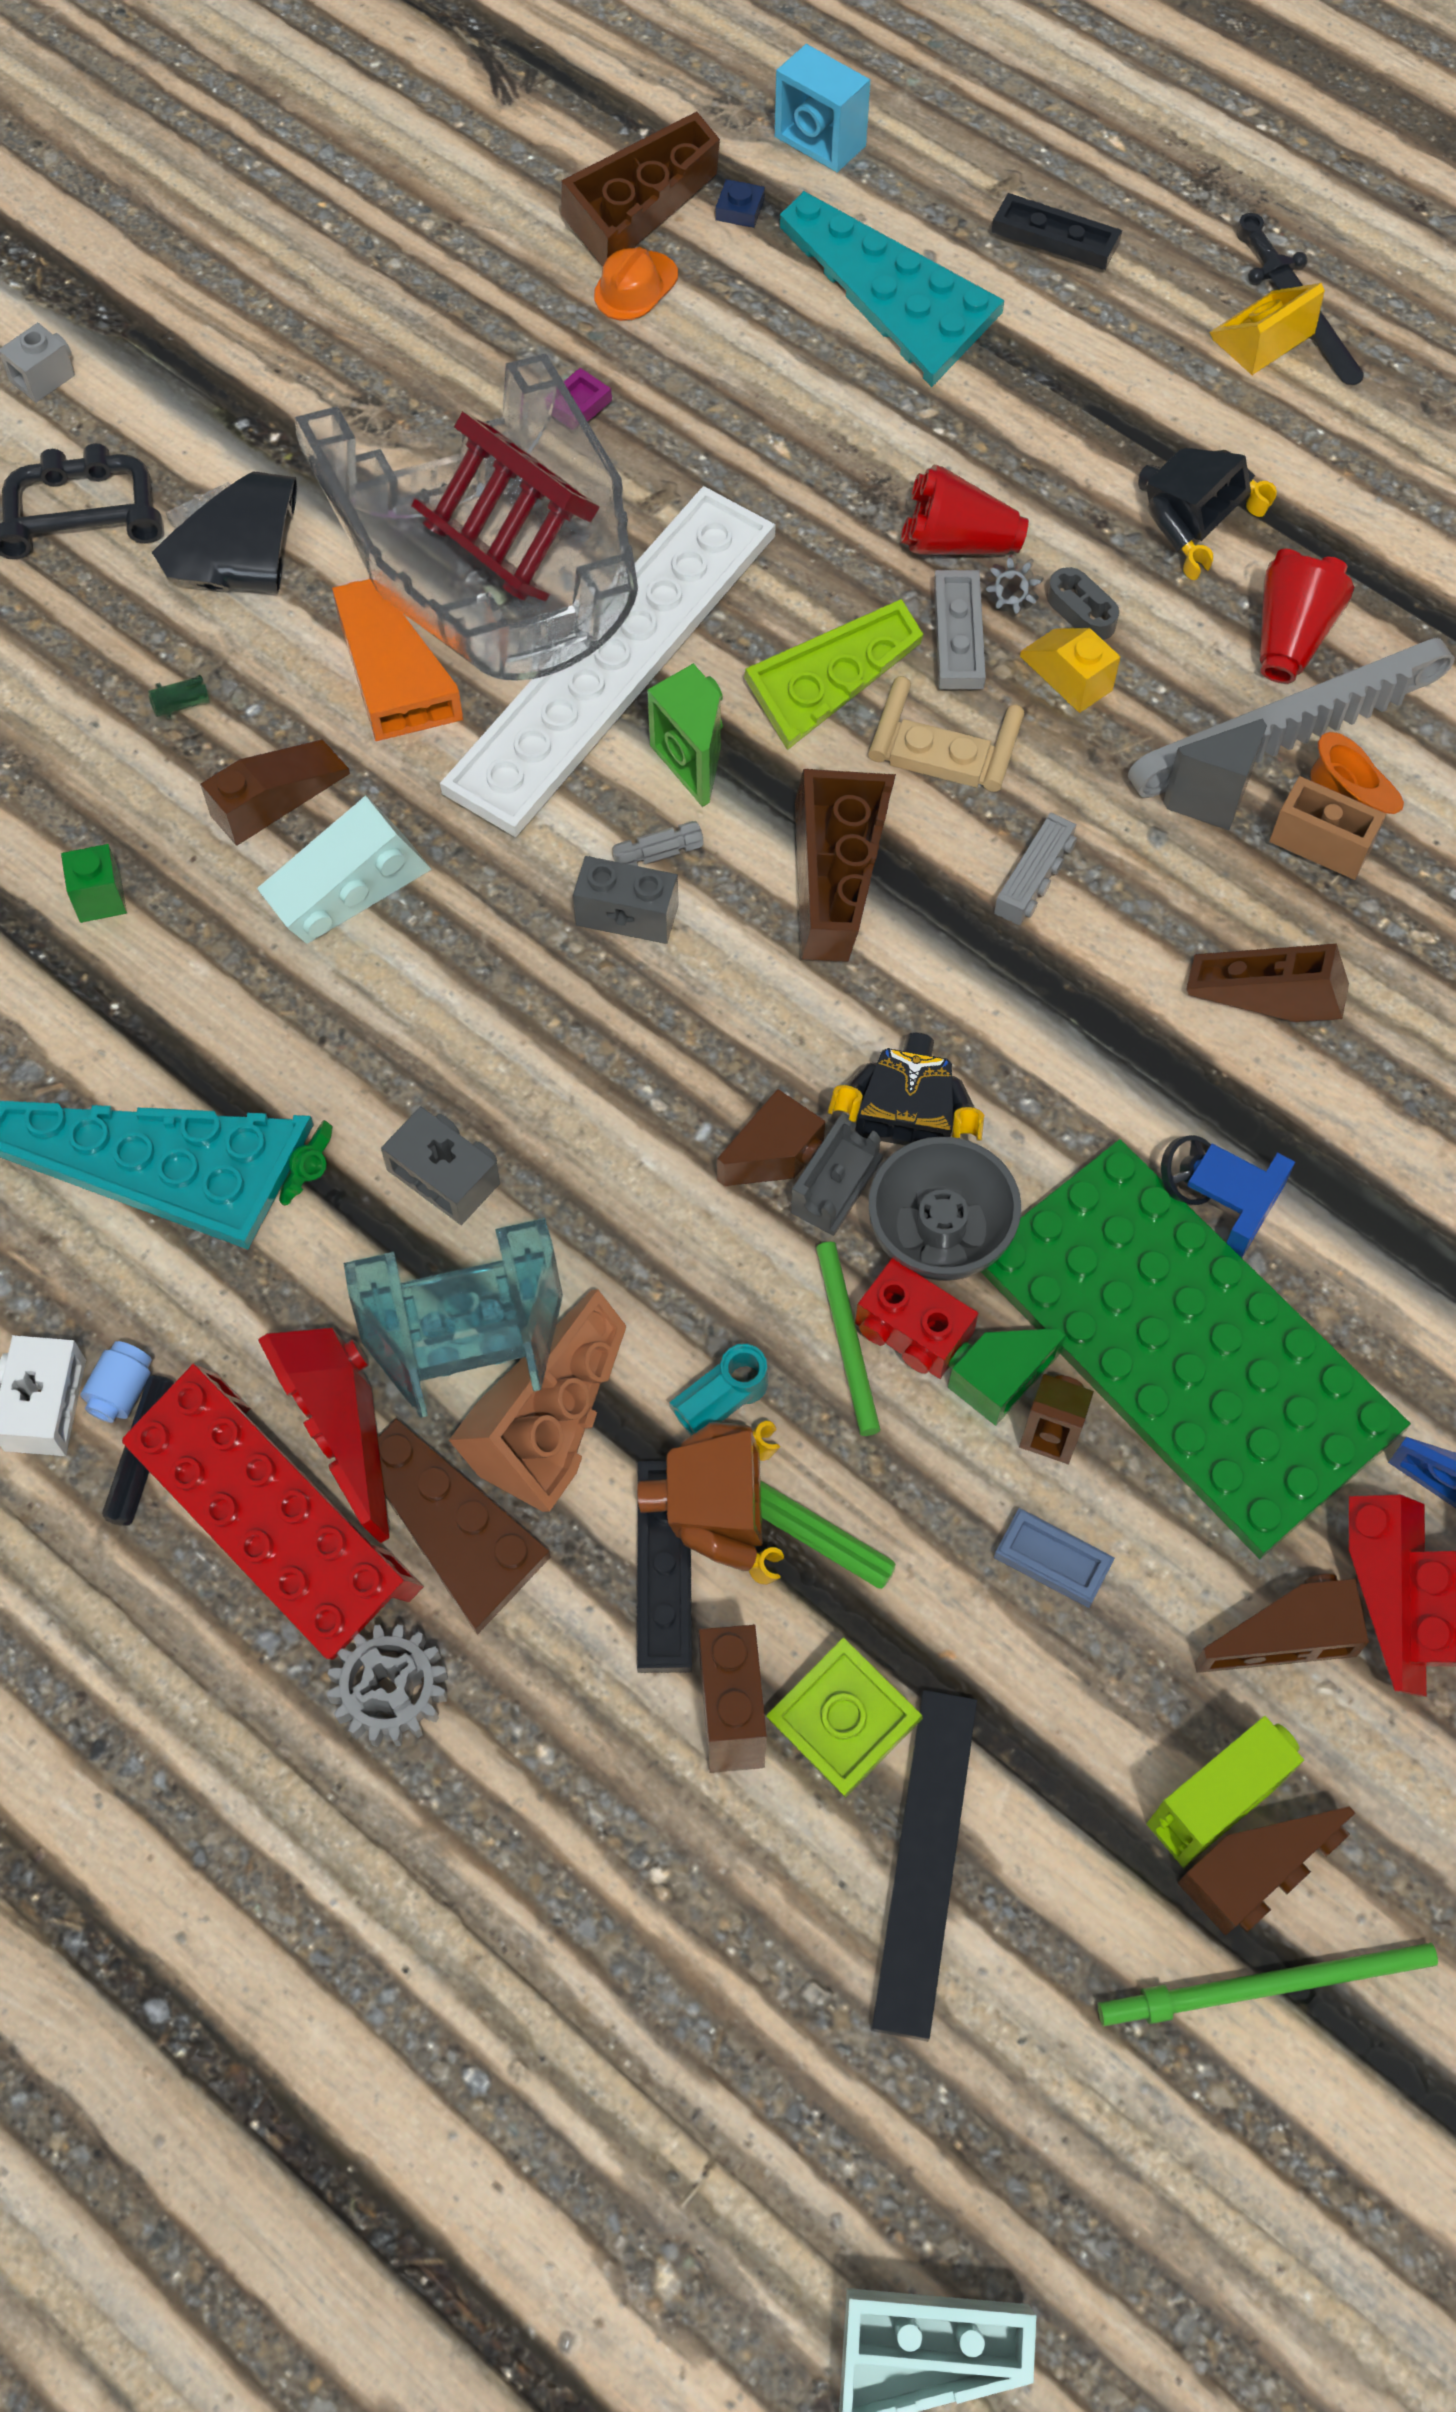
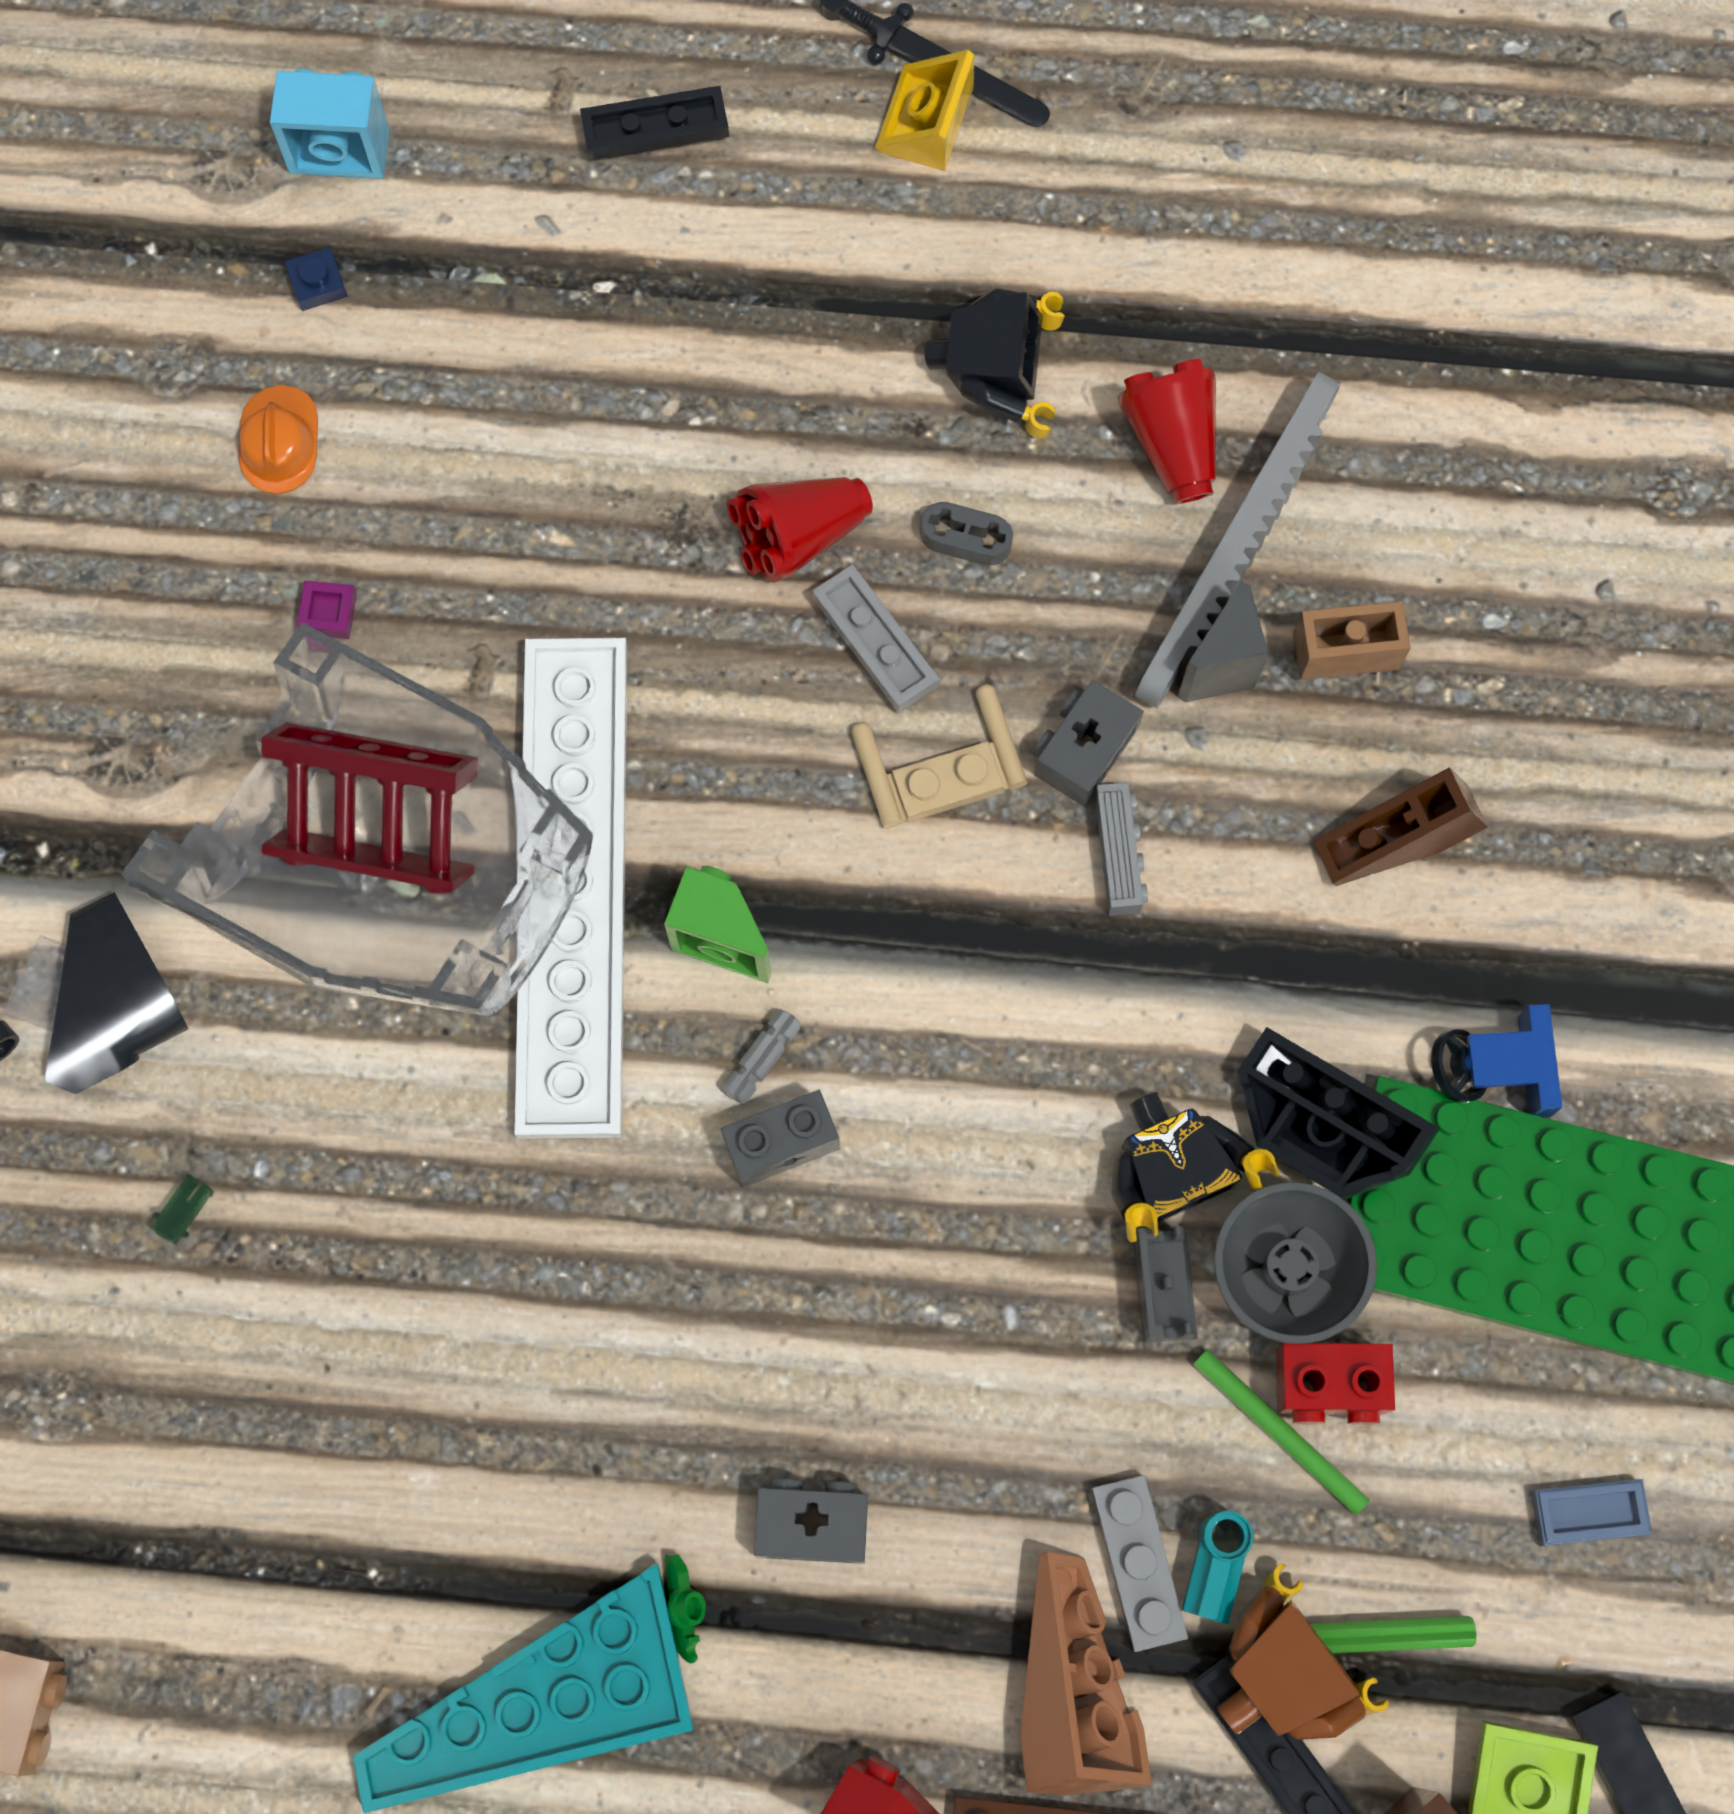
camera: 35 degrees left, 10 degrees up
(93, 883) = (262, 1470): green brick -> none
(269, 786) = (352, 1243): reddish brown slope -> none
(342, 872) = (497, 1296): light aqua wedge -> none
(395, 669) = (379, 1044): orange slope -> none
(461, 1315) = (964, 1678): clear light blue wedge -> none
(640, 186) = (208, 337): reddish brown wedge -> none
(664, 1356) = (1139, 1563): none -> light grey plate
(772, 1144) = (1091, 1290): reddish brown slope -> none
(824, 673) = (784, 772): lime wing -> none
(837, 846) = (943, 965): reddish brown wedge -> none
(897, 290) = (550, 285): teal wing -> none
(1002, 582) = (895, 557): dark grey gear -> none
(1002, 1368) = (1436, 1373): green slope -> none
(1049, 1127) = (1328, 1120): none -> black wedge
(1056, 1417) = (1515, 1384): reddish brown slope -> none
(1066, 782) = (1080, 769): none -> dark grey brick
(1074, 664) = (1002, 607): yellow slope -> none
(1351, 772) = (1338, 574): orange piece -> none

